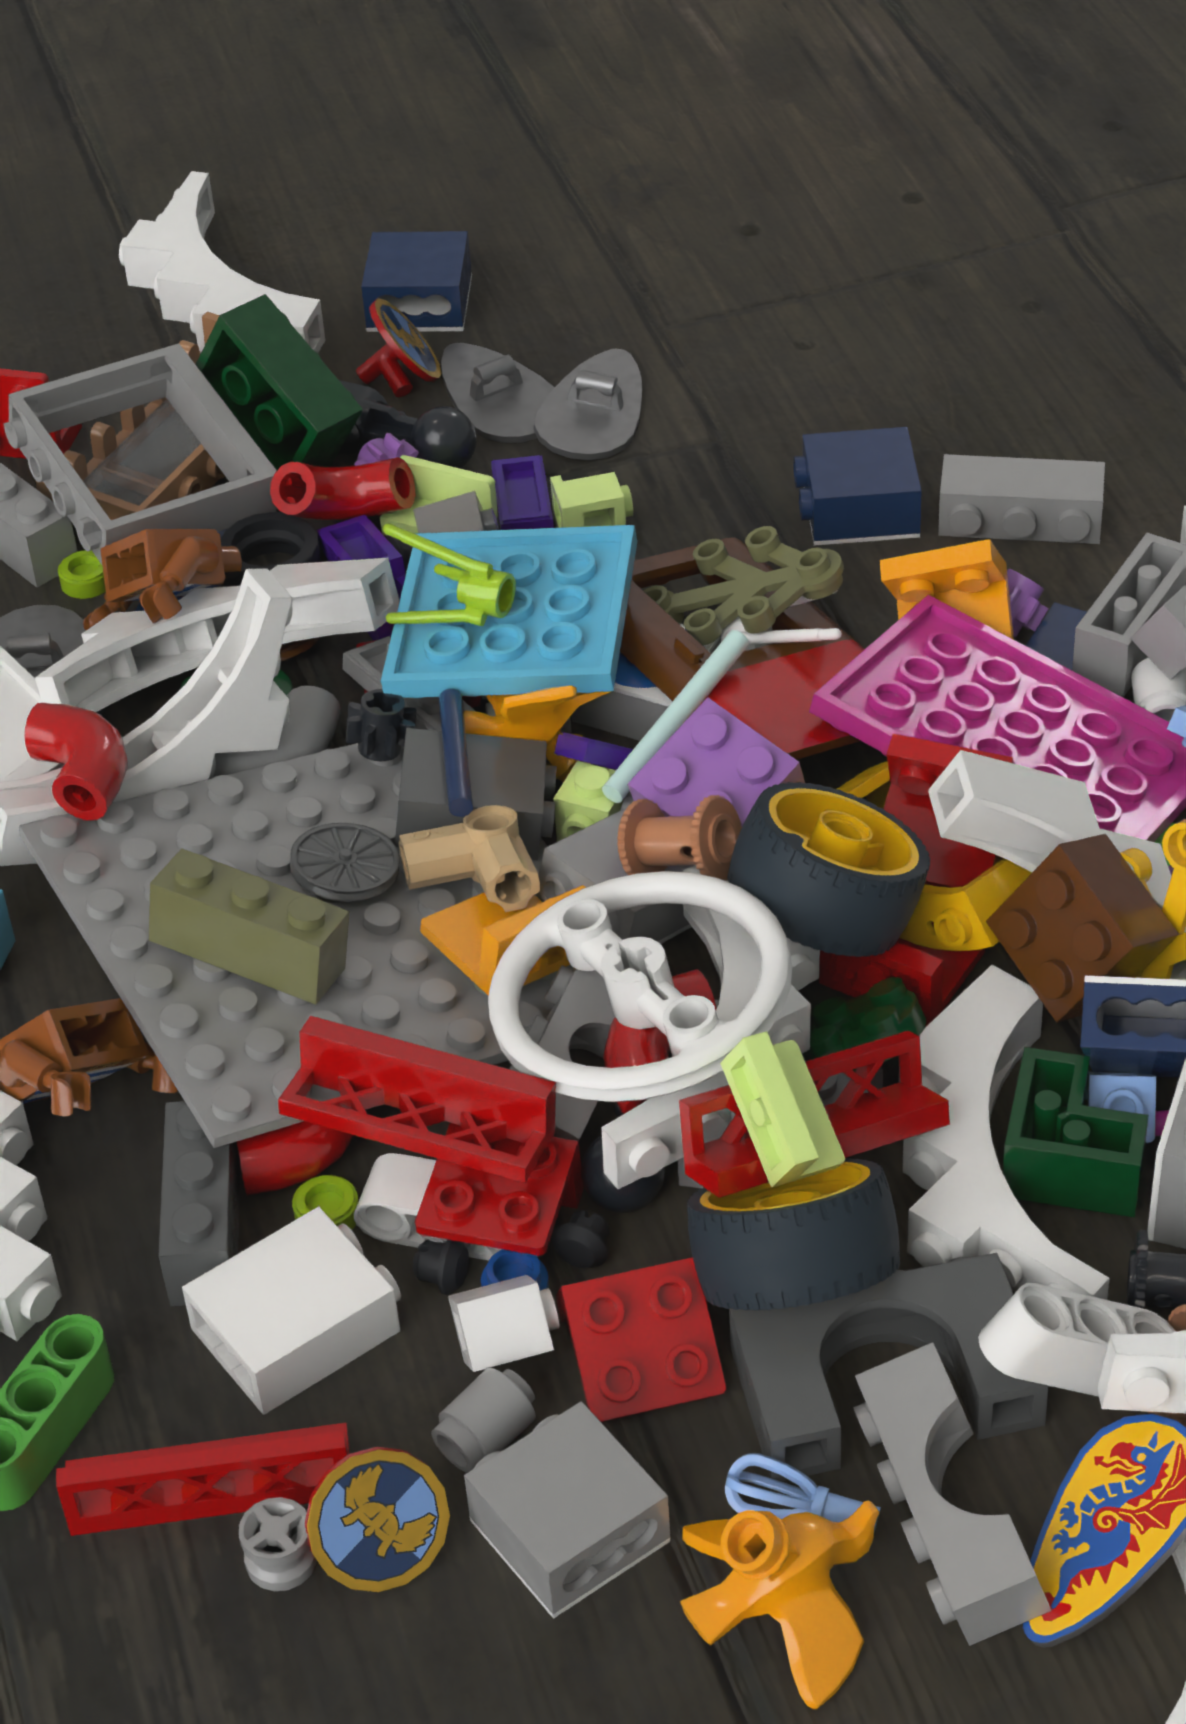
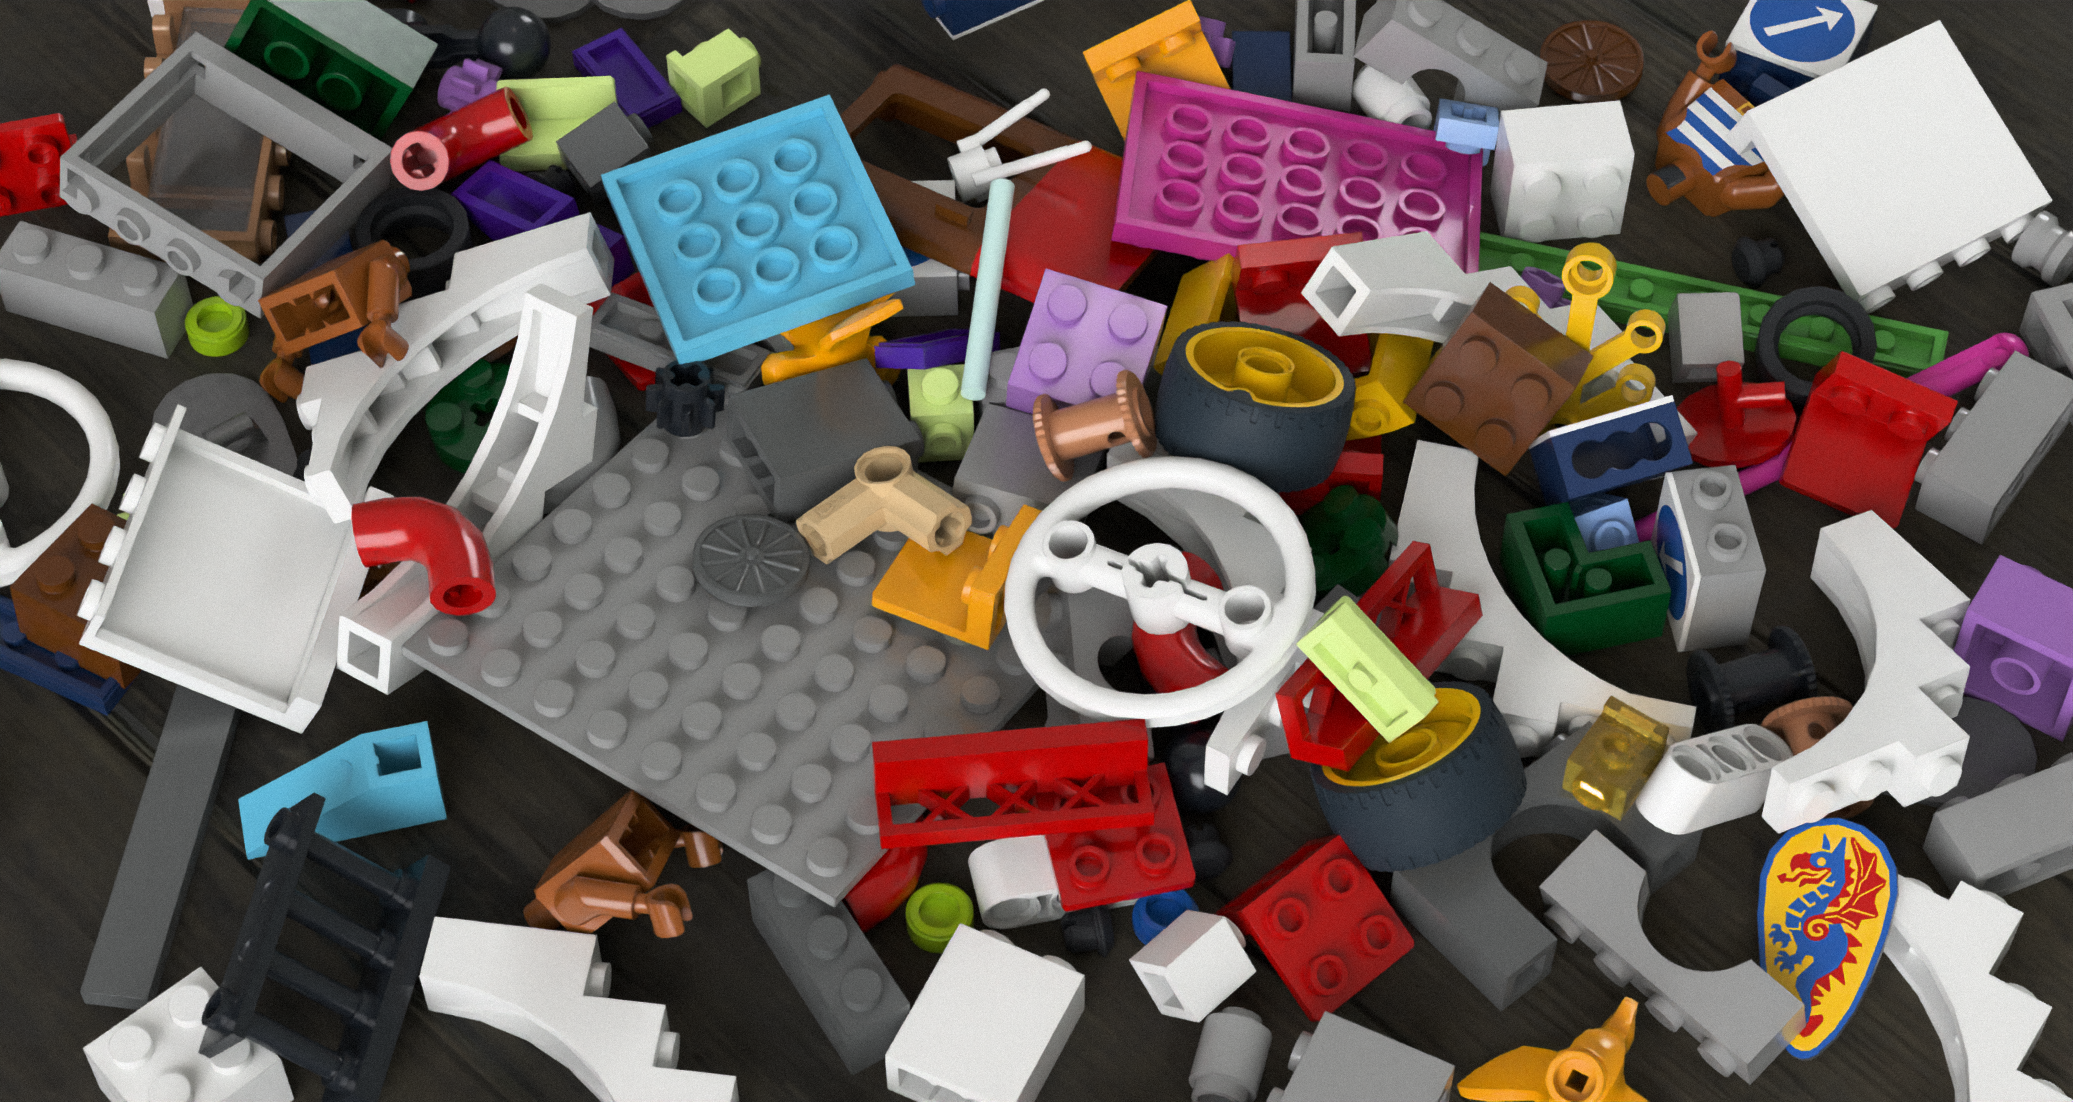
camera: 30 degrees left, 10 degrees up
(248, 925) = (730, 669): olive brick -> none
(455, 753) = (801, 406): dark blue bar -> none
(479, 585) = (731, 220): lime plant -> none
(805, 1499) = (1558, 1013): light blue piece -> none
(806, 574) = (1015, 91): olive plant -> none
(980, 1281) = (1615, 758): none -> clear yellow brick

